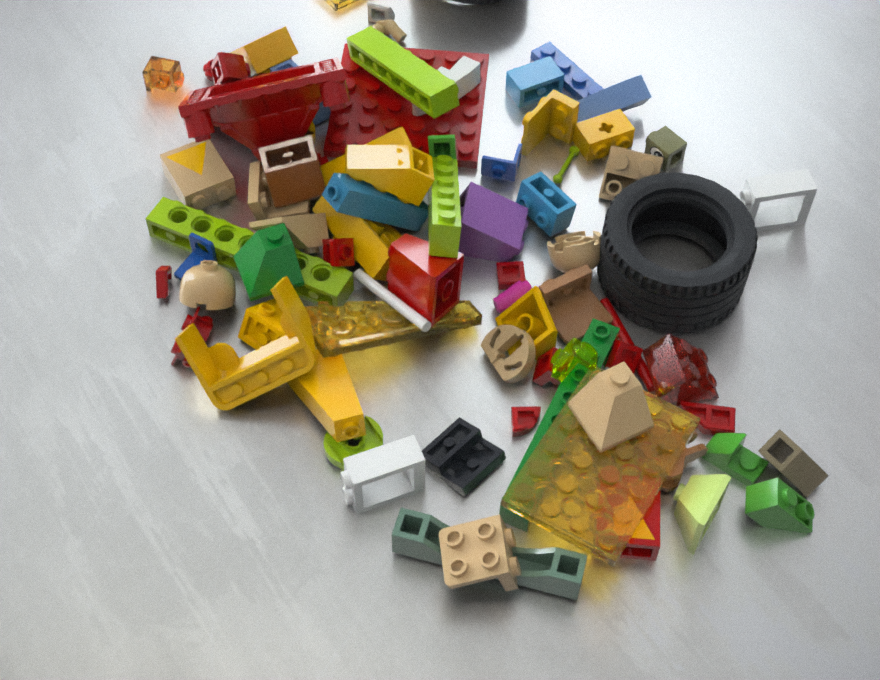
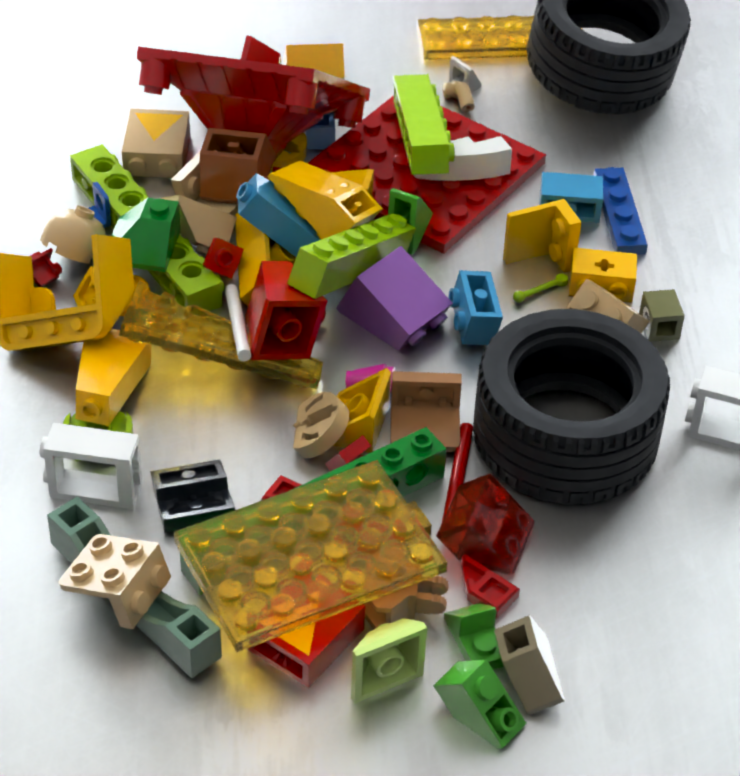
camera: 30 degrees right, 10 degrees down
(163, 74) = (198, 41): clear orange brick -> none
(163, 274) = (42, 215): red tile -> none
(501, 168) = (463, 259): blue bracket -> none
(509, 273) = (391, 356): red tile -> none
(575, 250) = (462, 360): tan cylinder -> none
(575, 352) = (367, 443): clear neon green bracket -> none
(612, 407) = (351, 500): tan slope -> none
(621, 96) = (651, 243): medium blue slope -> none
(625, 353) = (434, 482): red tile -> none

